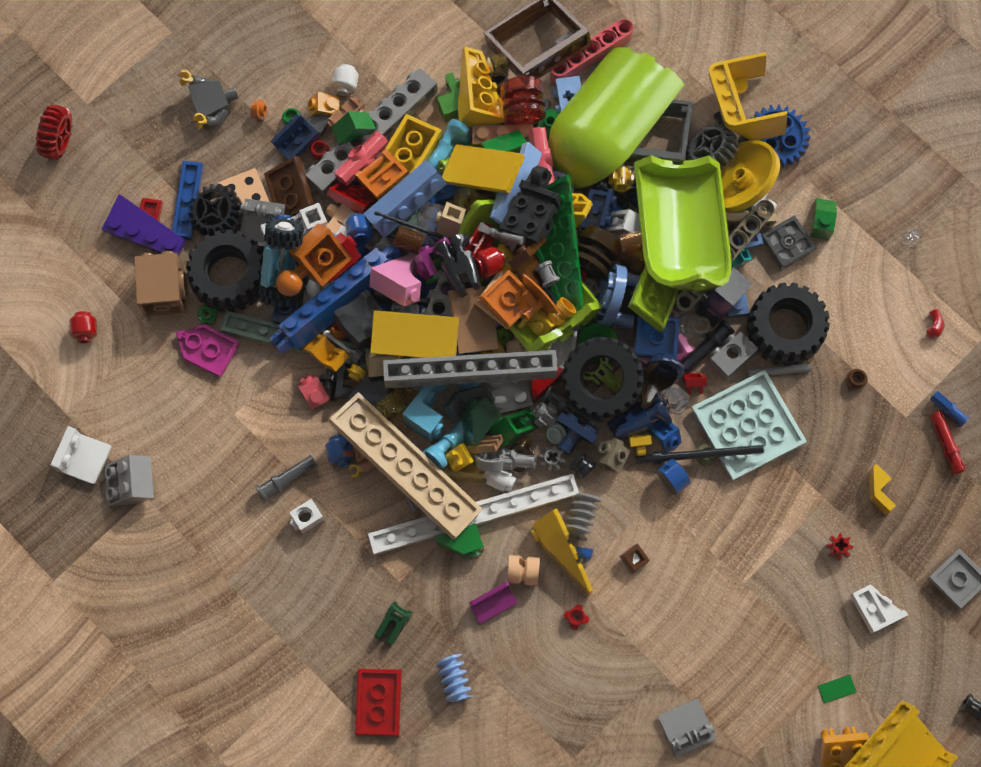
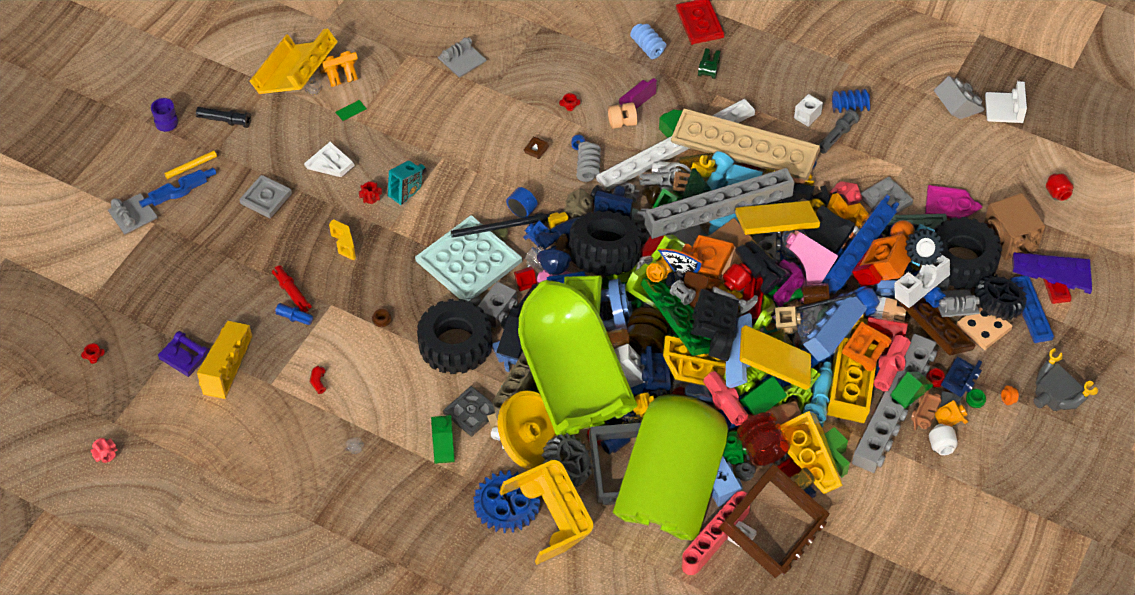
camera: 165 degrees right, 20 degrees down
(253, 513) = (851, 100): none -> blue piece
(271, 375) = (876, 193): none -> light grey plate
(553, 538) = (611, 143): yellow wedge -> none
(803, 540) = (405, 181): none -> teal torso

